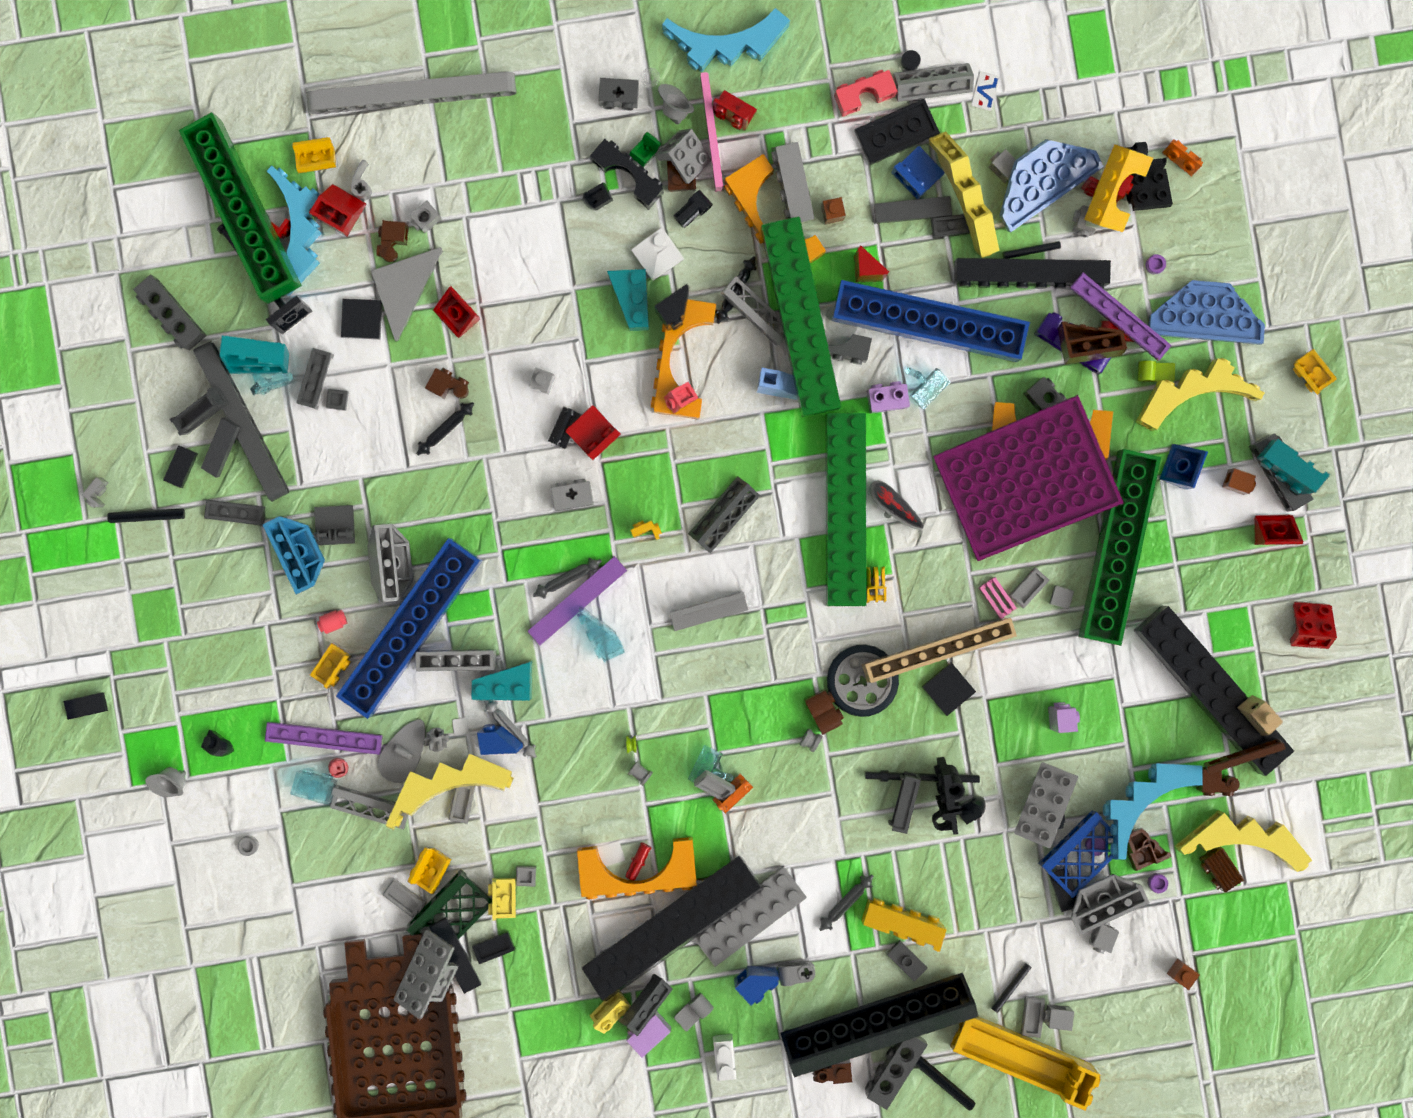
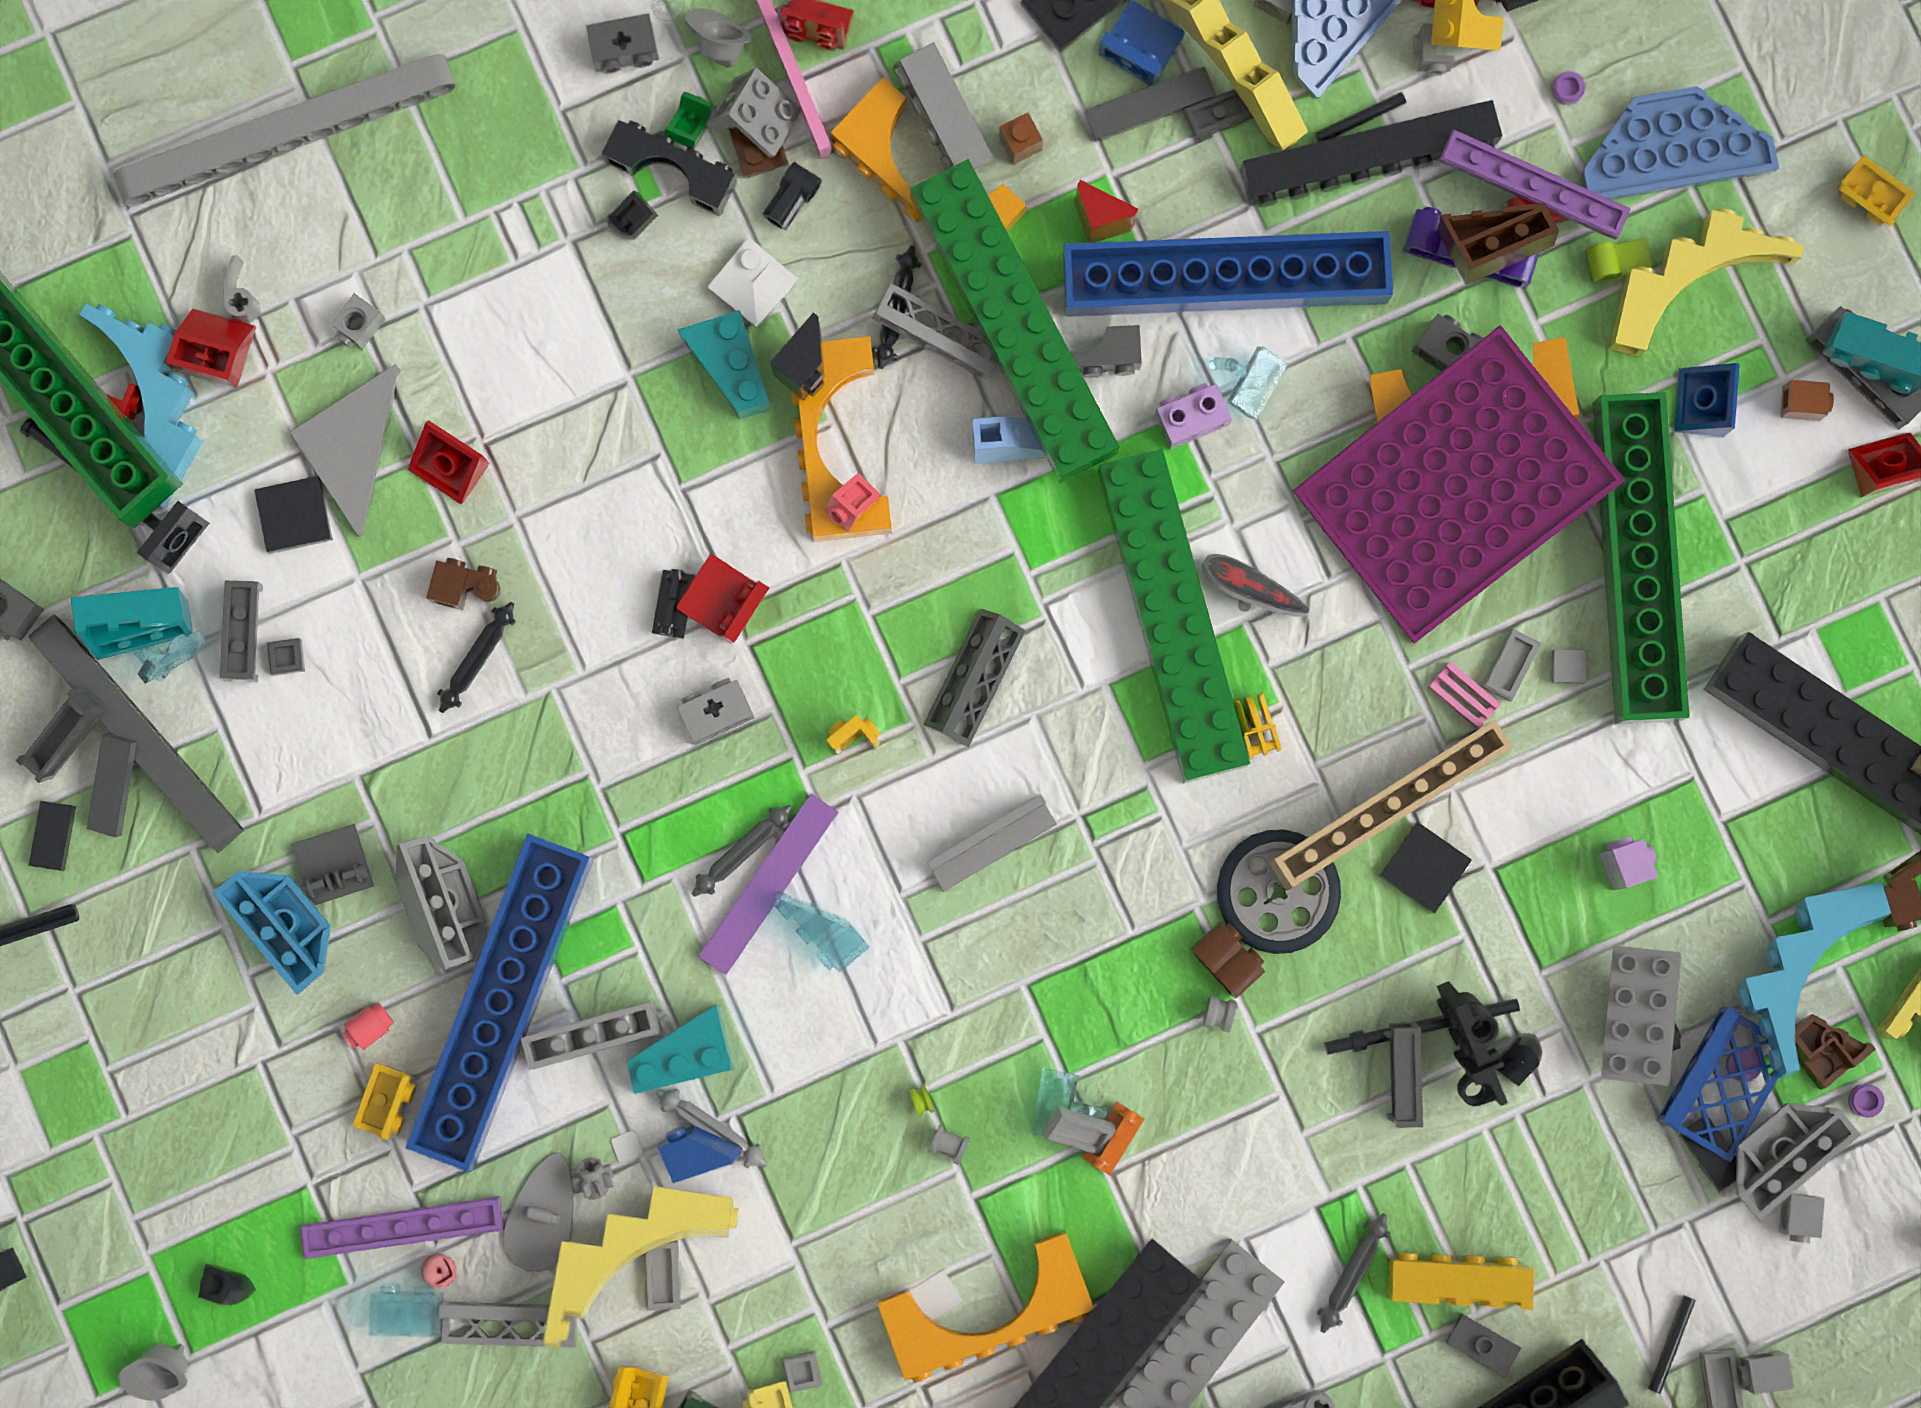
camera: 15 degrees left, 5 degrees down
(234, 512) = (160, 888): dark grey tile -> none
(314, 155) = (151, 269): yellow bracket -> none
(391, 234) = (309, 364): reddish brown brick -> none
(542, 380) = (617, 536): light grey brick -> none
(638, 861) = (984, 1296): red axle -> none

